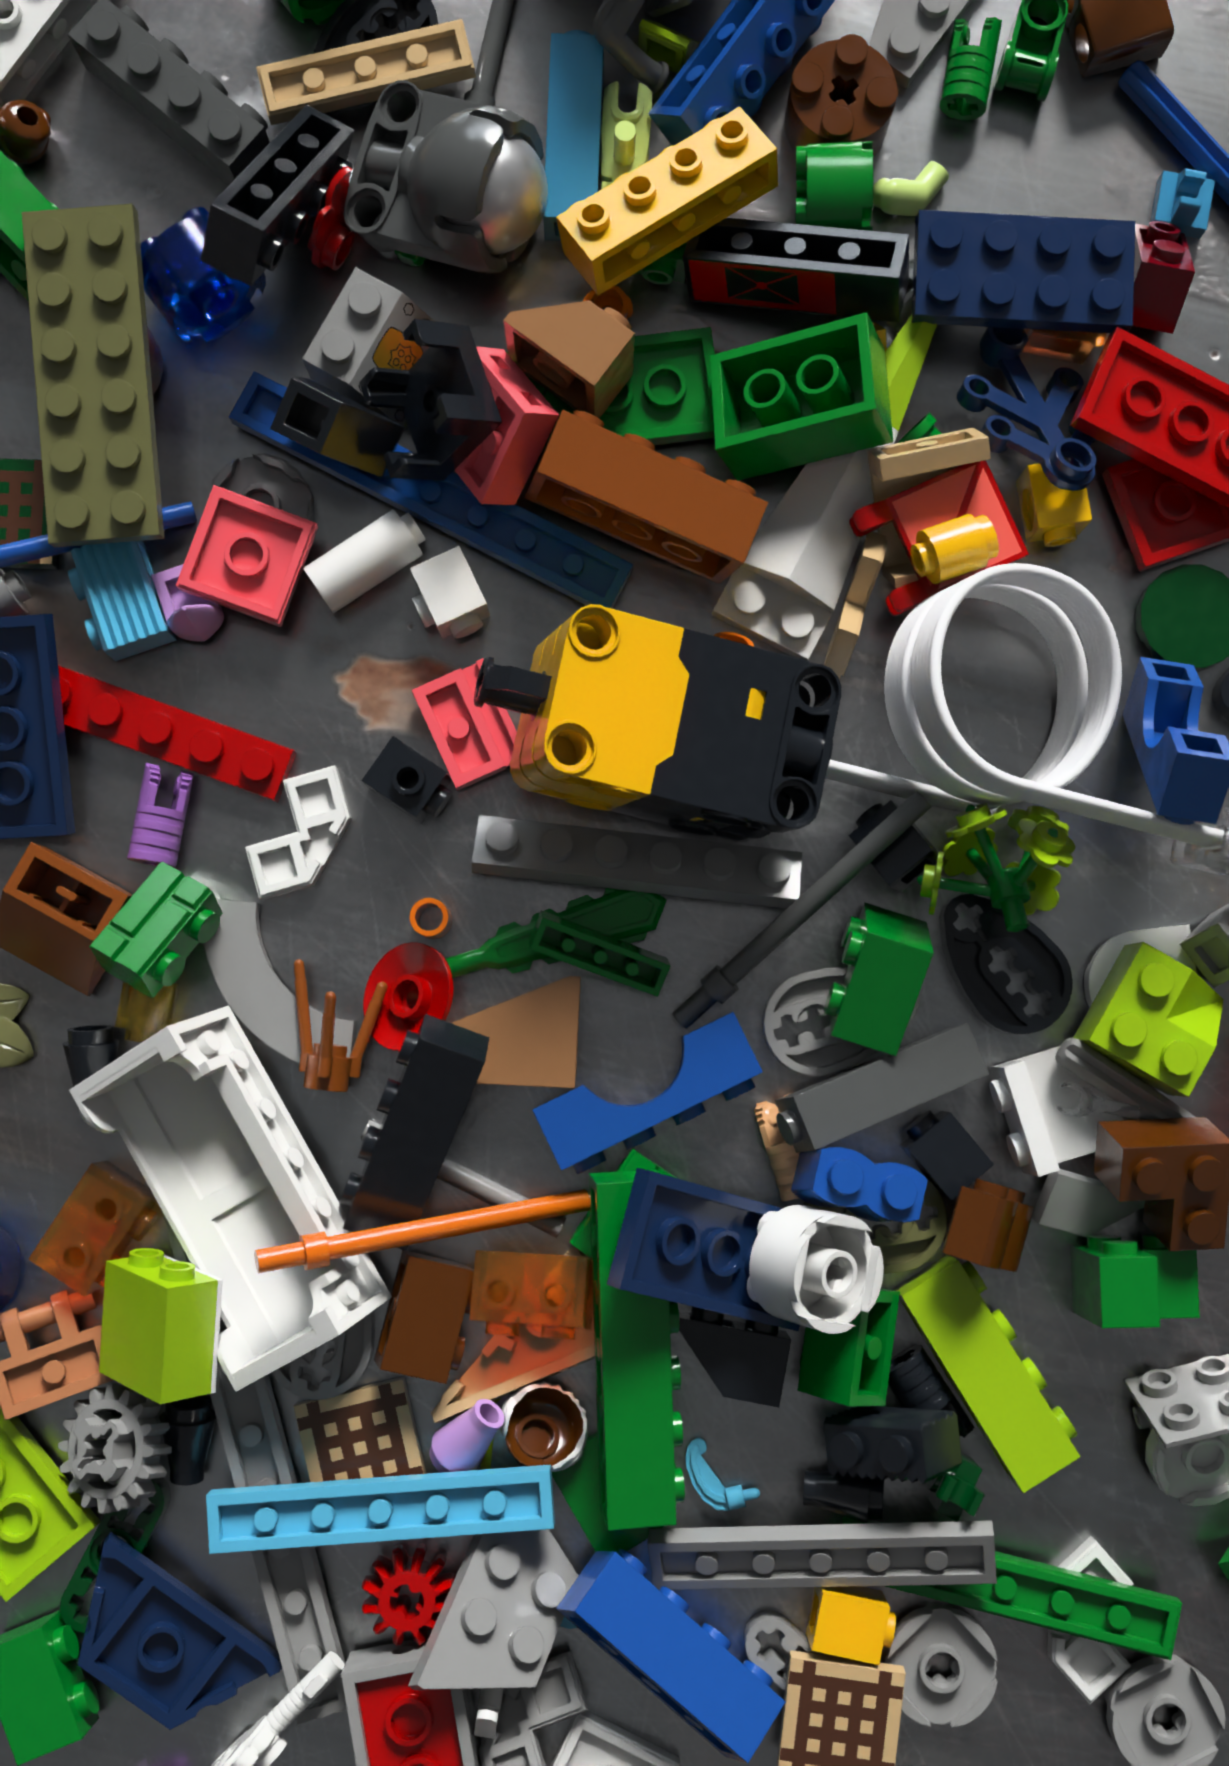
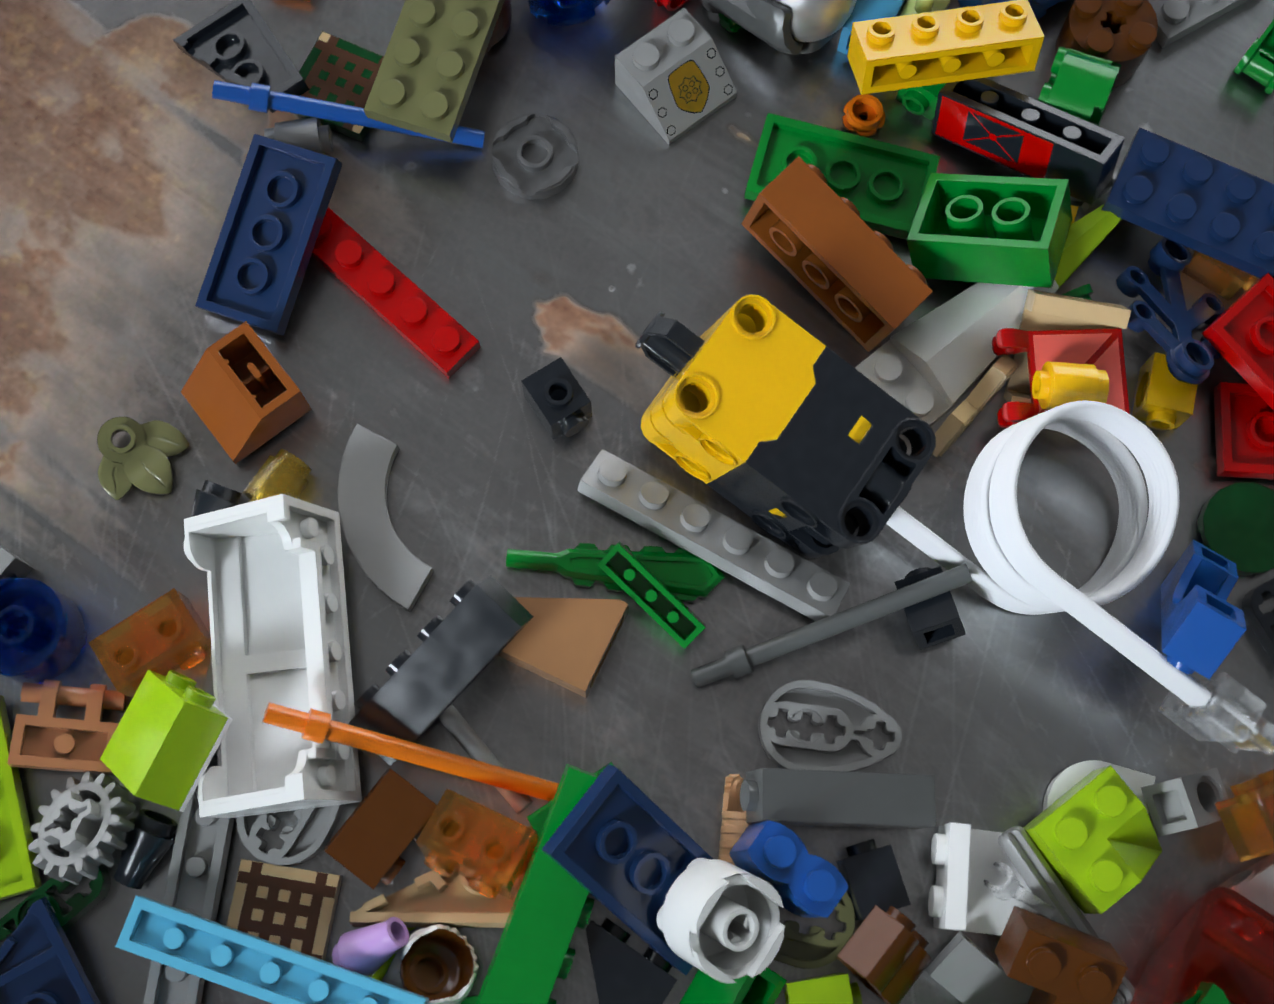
camera: 25 degrees right, 10 degrees down
(120, 598) = (400, 177): medium azure brick -> none
(157, 930) = (310, 428): green brick -> none
(158, 829) = (348, 356): medium lavender hinge -> none
(186, 614) = (450, 200): lavender plate -> none
(247, 556) = (509, 182): coral plate -> none
(300, 857) = (446, 425): white tile -> none
(326, 1063) = (392, 586): dark orange plant -> none
(336, 426) = (619, 112): black slope -> none
(365, 559) = (598, 222): white brick -> none
(416, 912) = (522, 501): orange hinge -> none
(417, 985) = (484, 552): red dish -> none
(442, 400) = (708, 125): black panel -> none
(449, 505) = (665, 188): blue plate -> none
(449, 595) = (651, 273): white brick -> none
(469, 738) = (621, 378): coral plate -> none
(508, 455) = (739, 157): coral piece -> none
(573, 352) = (825, 124): medium nougat slope -> none
(712, 1063) = (581, 729): blue arch -> none
(883, 978) = (875, 707): green brick -> none
(909, 196) = (1128, 119): yellowish green arm -> none
(969, 70) = (1218, 50): green hinge -> none
(986, 991) = (1011, 744): black piece -> none
(1018, 887) = (1020, 683): lime plant -> none

